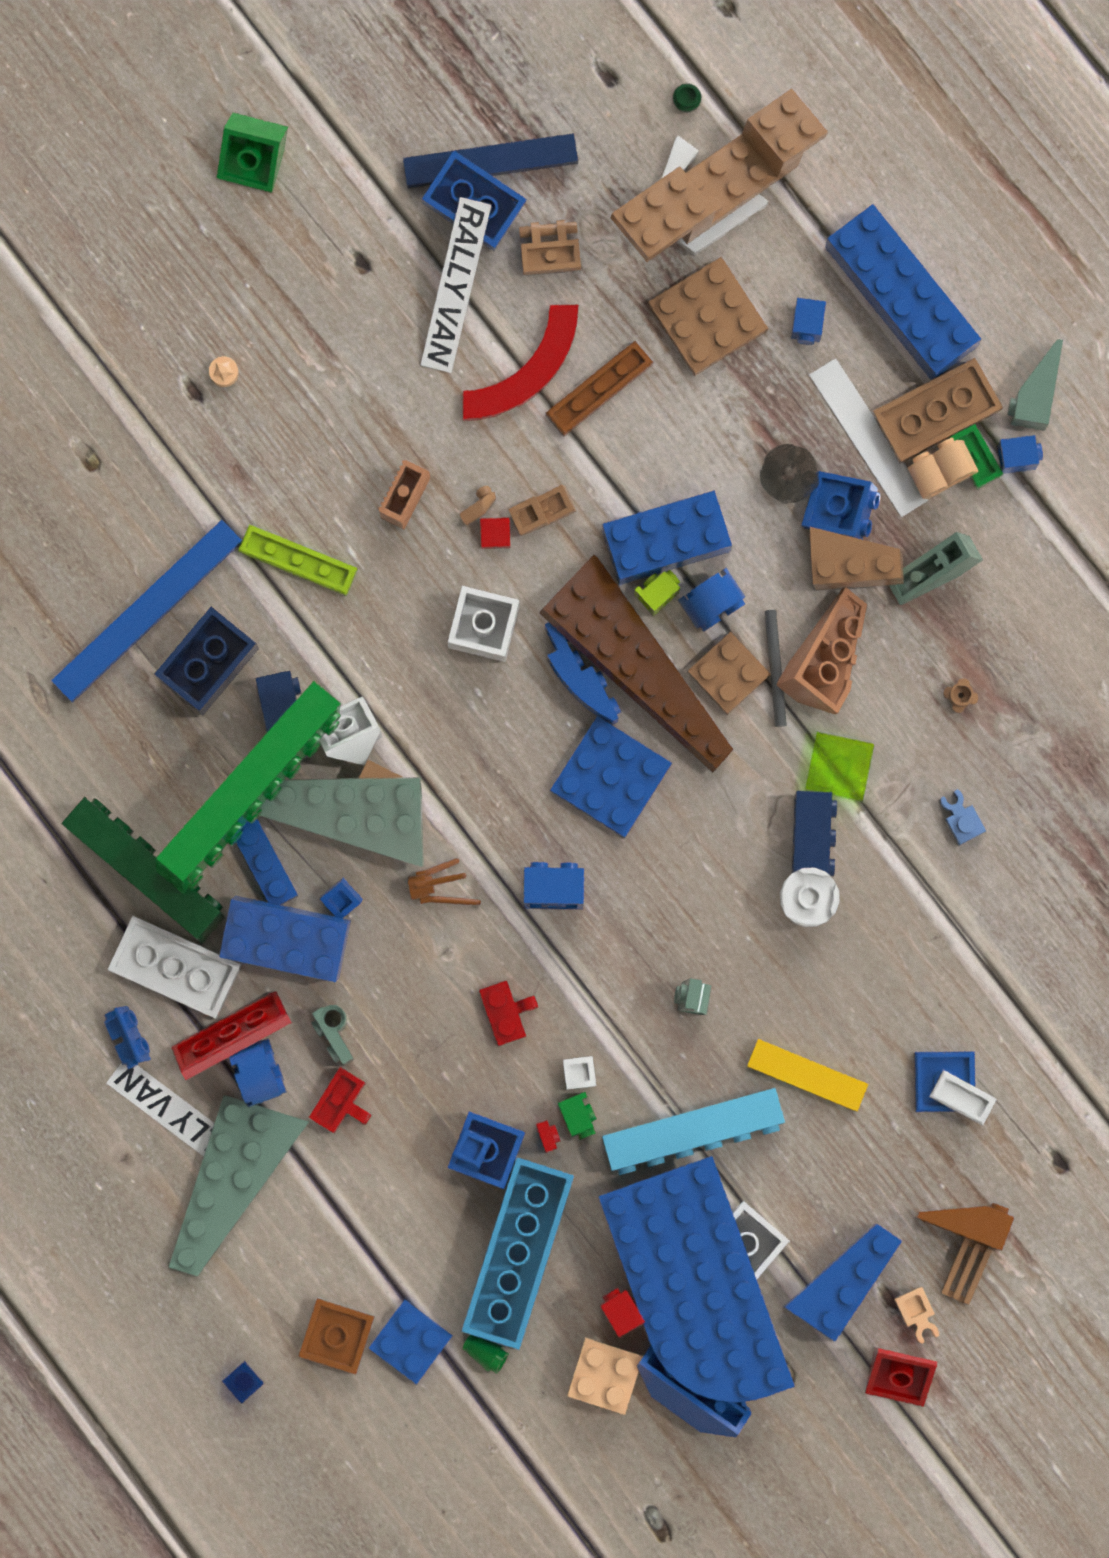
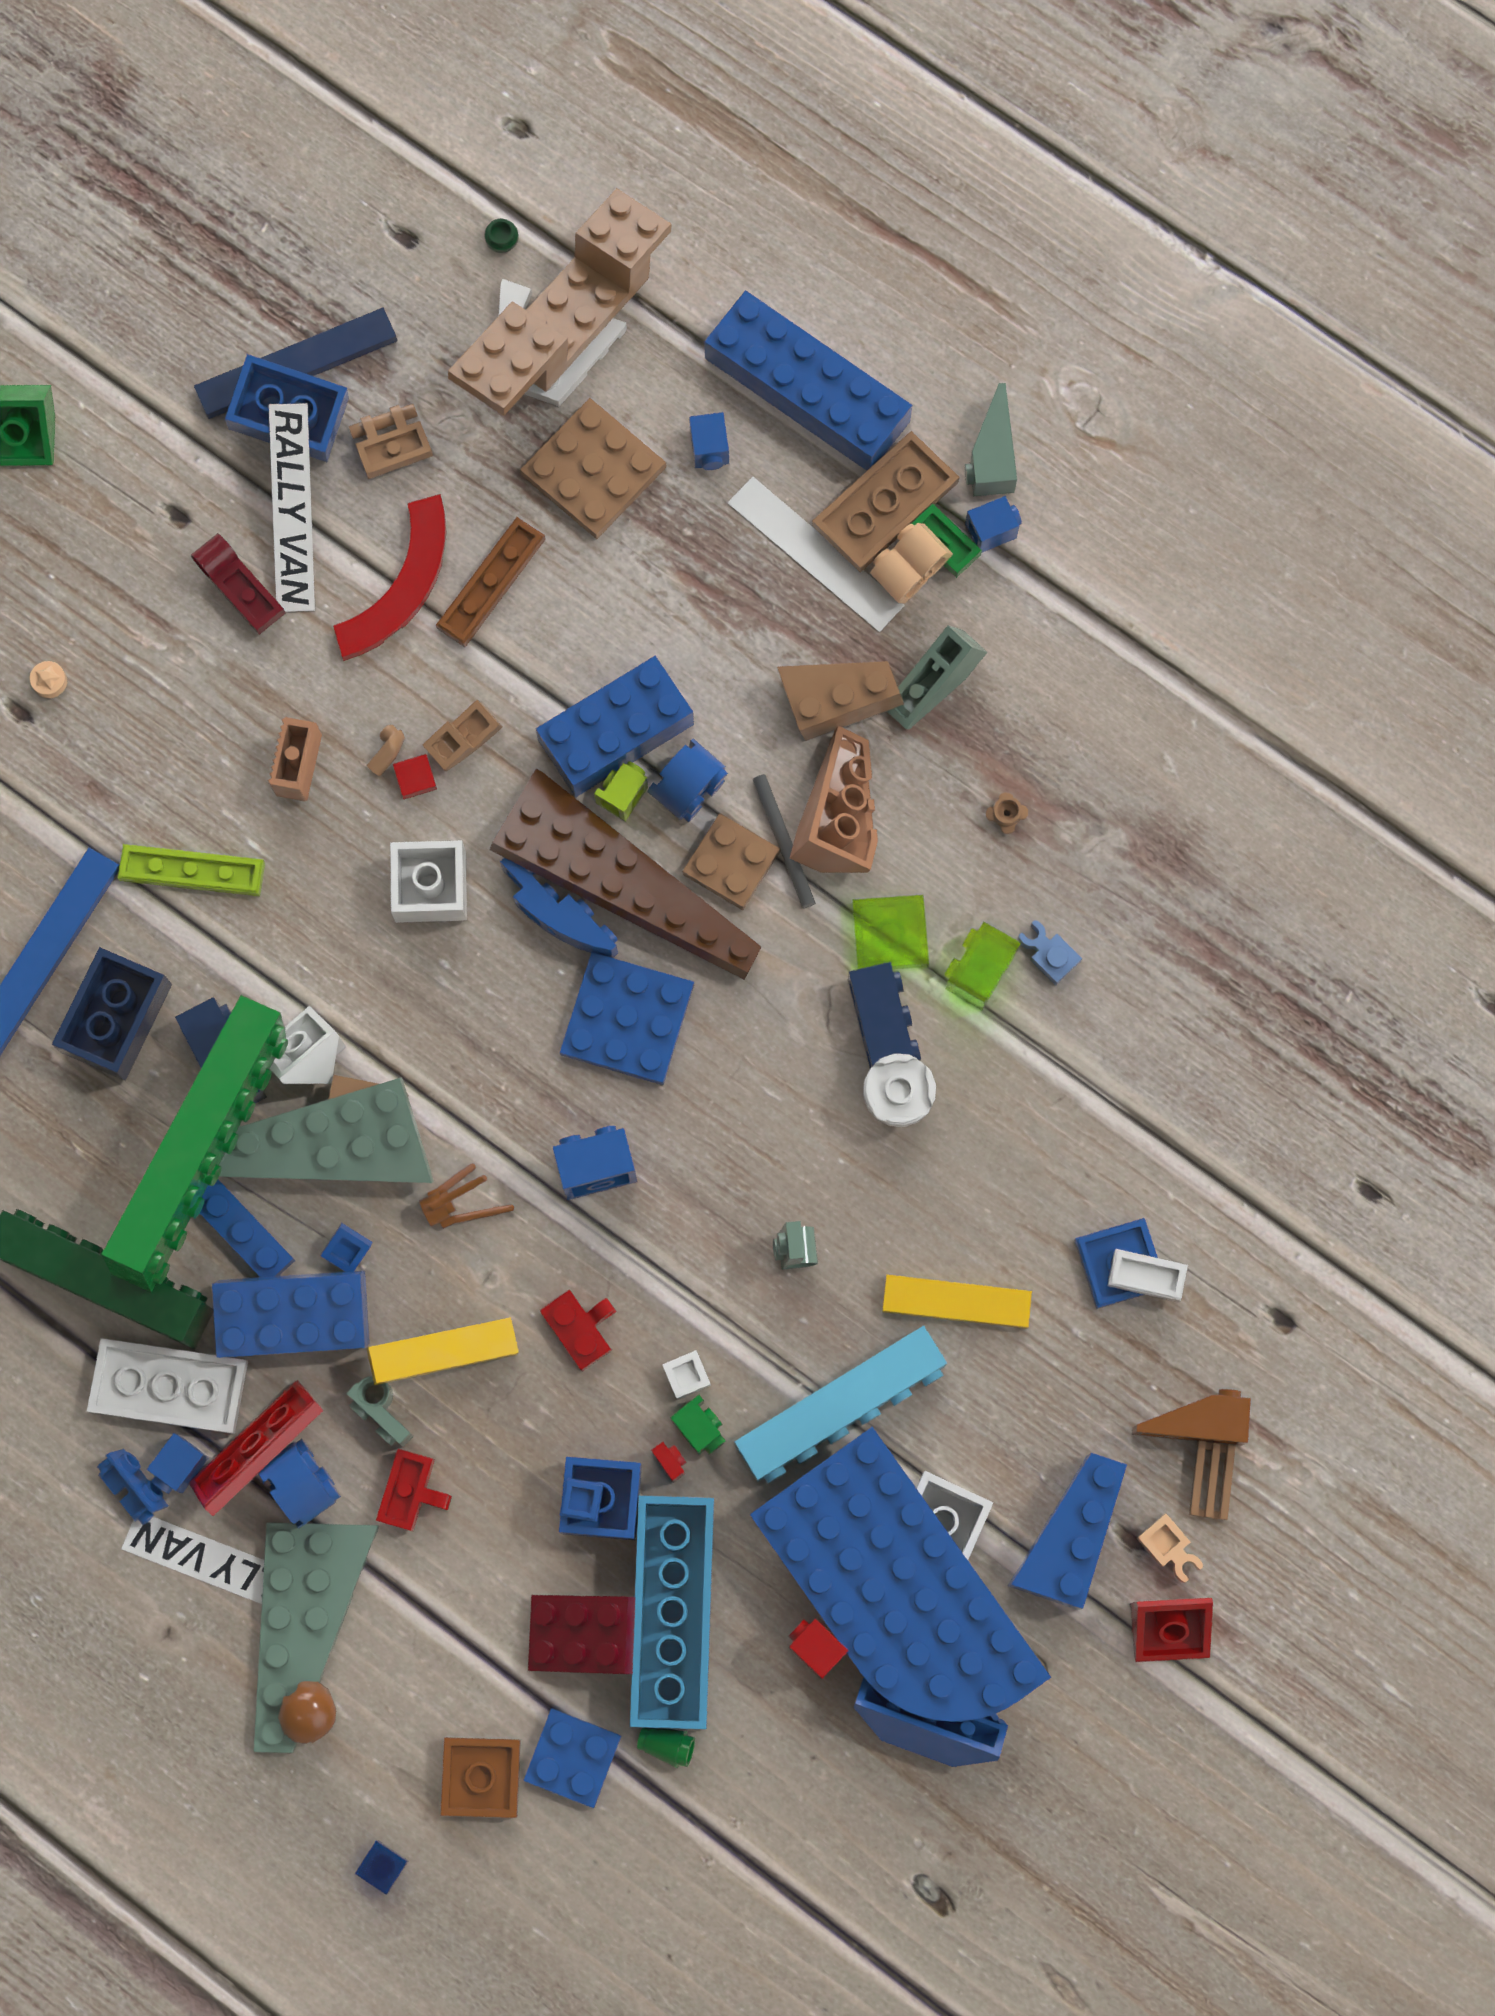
camera: 15 degrees left, 5 degrees down
(166, 1030) = (176, 1464): none -> blue brick
(218, 1250) = (307, 1713): none -> dark orange hair
(395, 335) = (237, 583): none -> dark red plate
(395, 1001) = (442, 1351): none -> yellow tile
(443, 1250) = (581, 1634): none -> dark red plate
(604, 1376) = (818, 1731): light nougat brick -> none
(804, 480) = (741, 634): clear smoke plate -> none
(842, 505) = (806, 633): blue plate -> none
(904, 814) = (982, 965): none -> clear neon green brick

